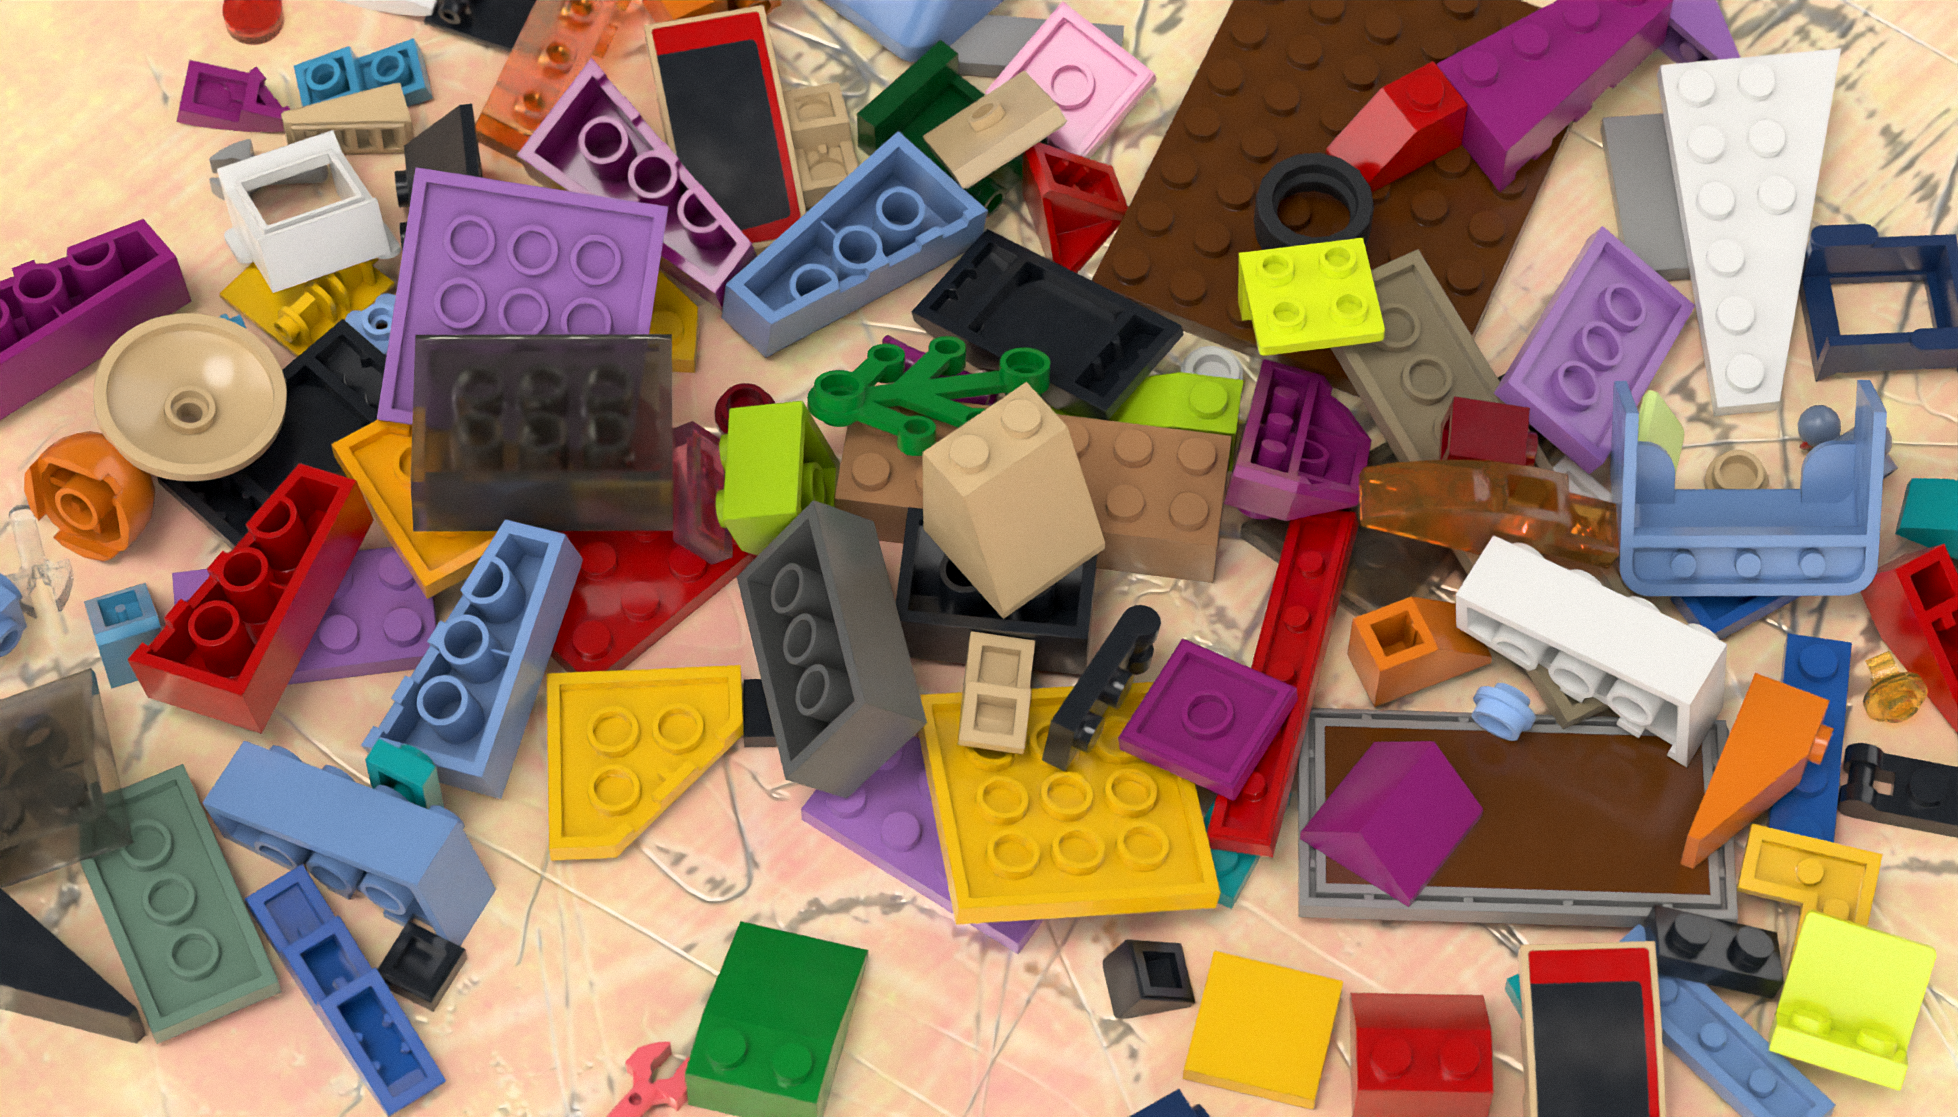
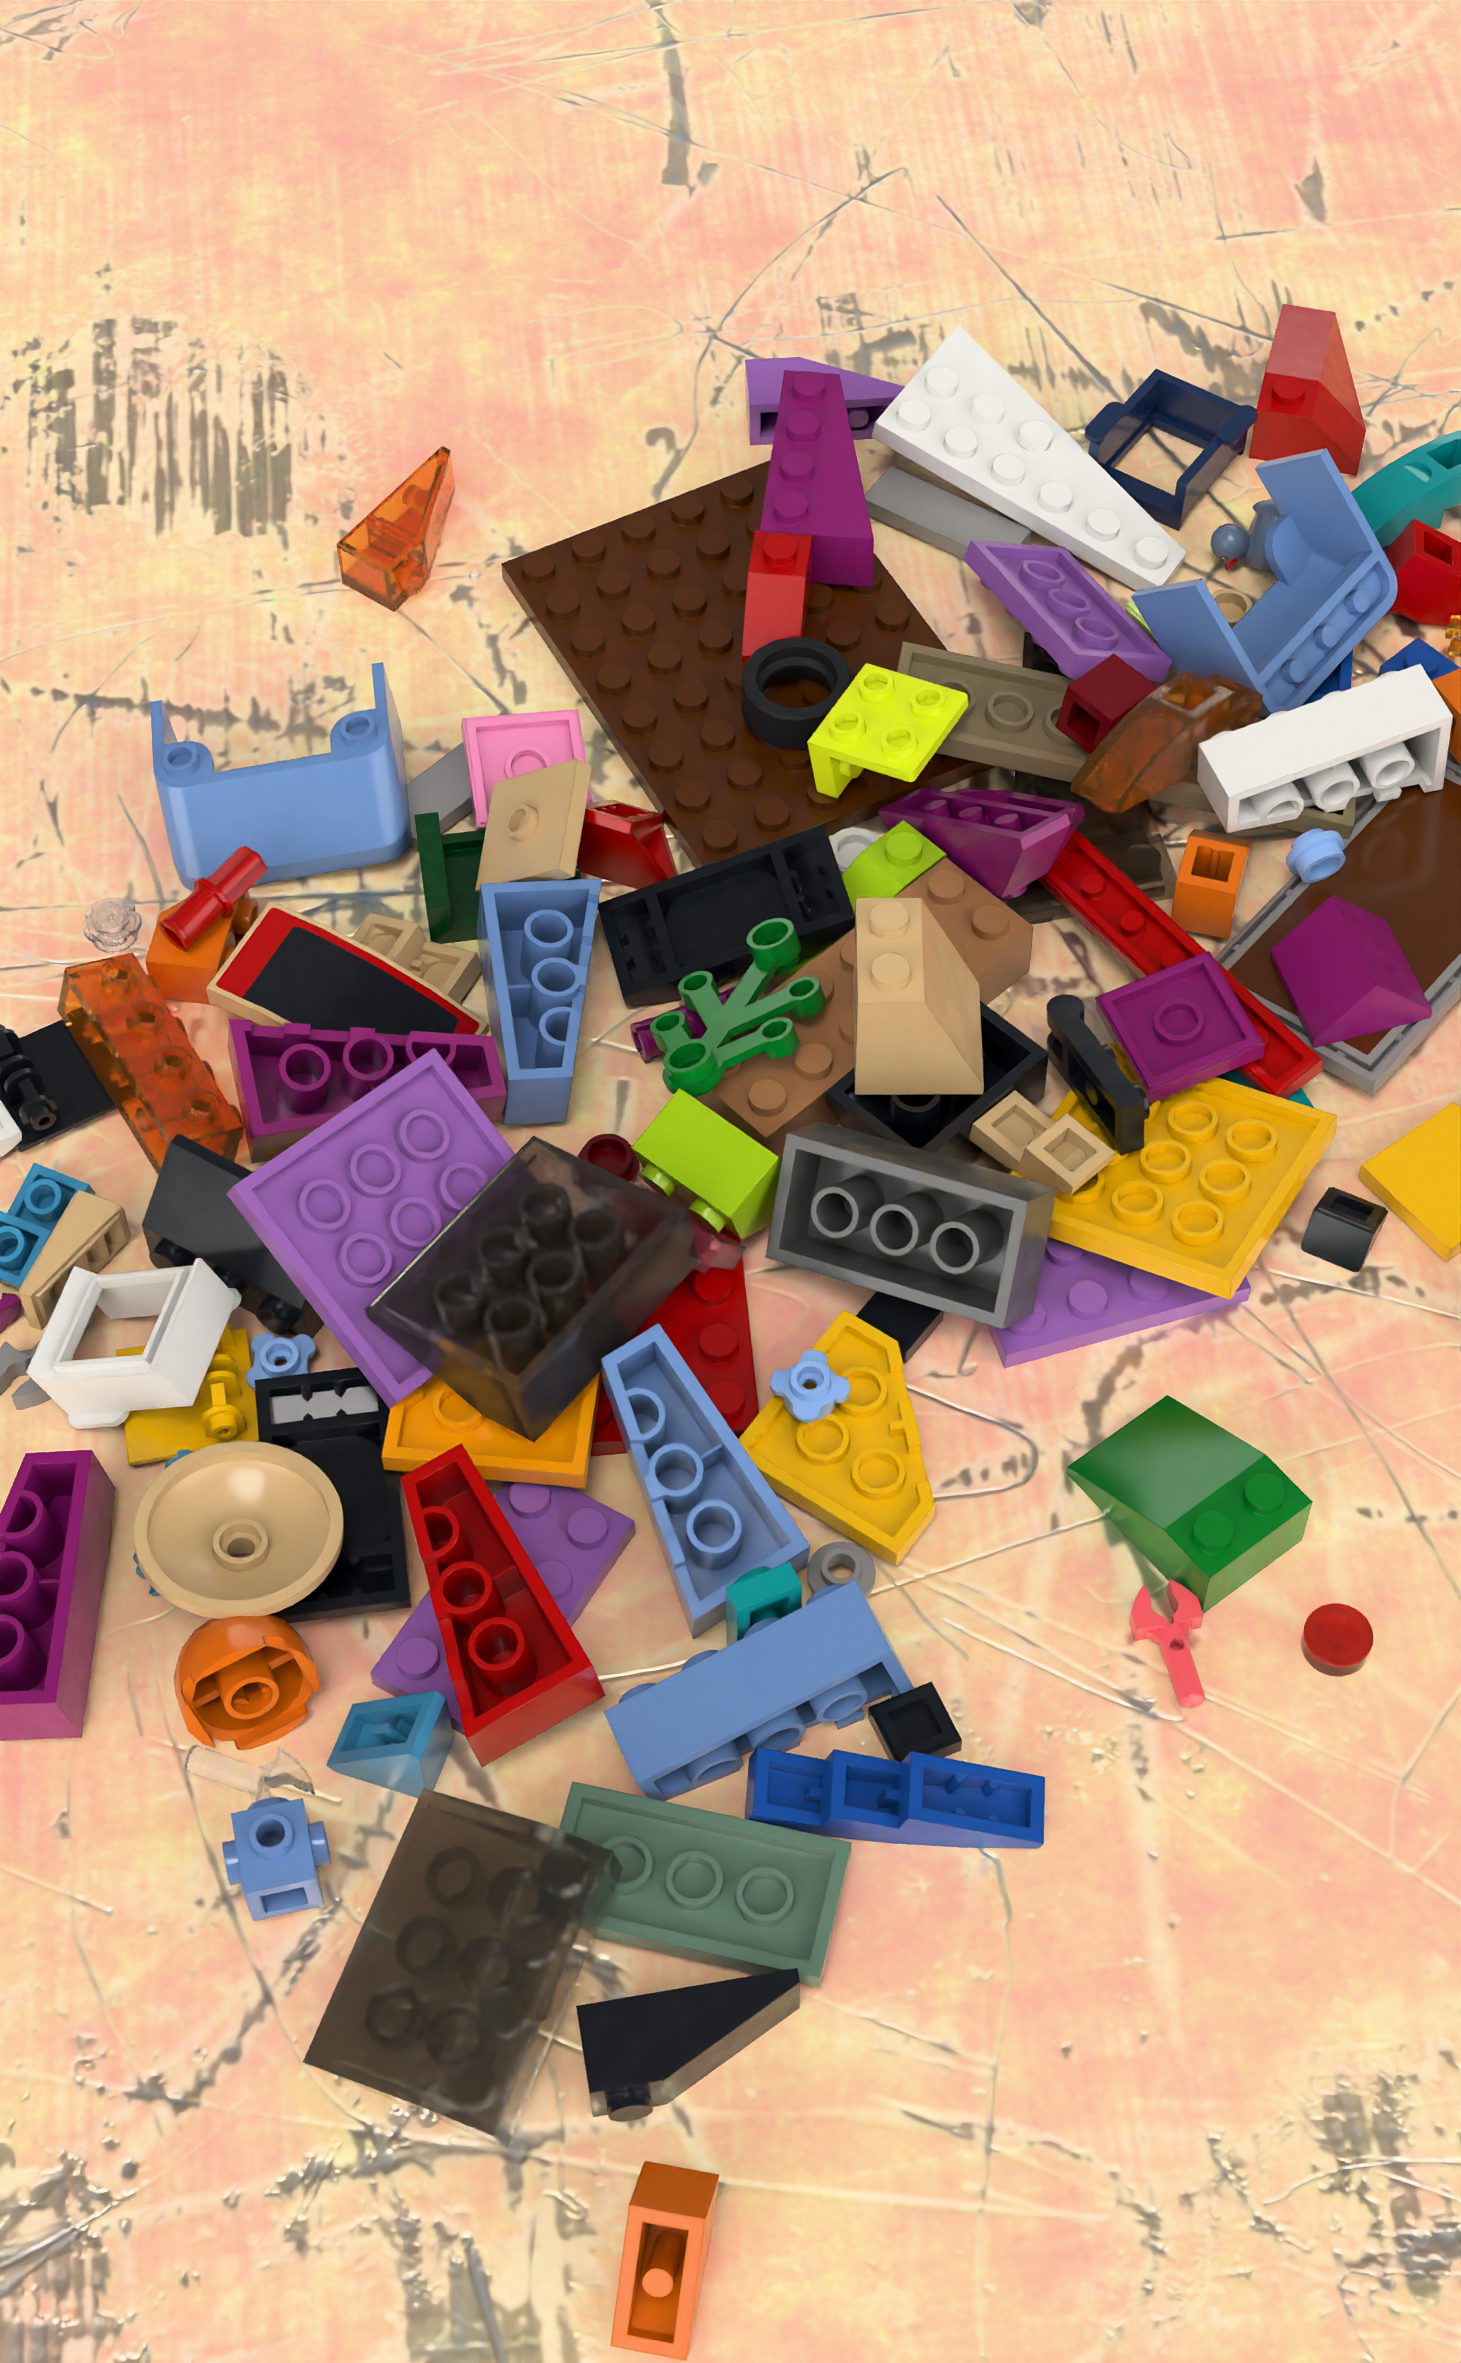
camera: 50 degrees left, 5 degrees down
(514, 842) = (845, 1555): none -> light grey plate
(642, 703) = (804, 1403): none -> light blue plate

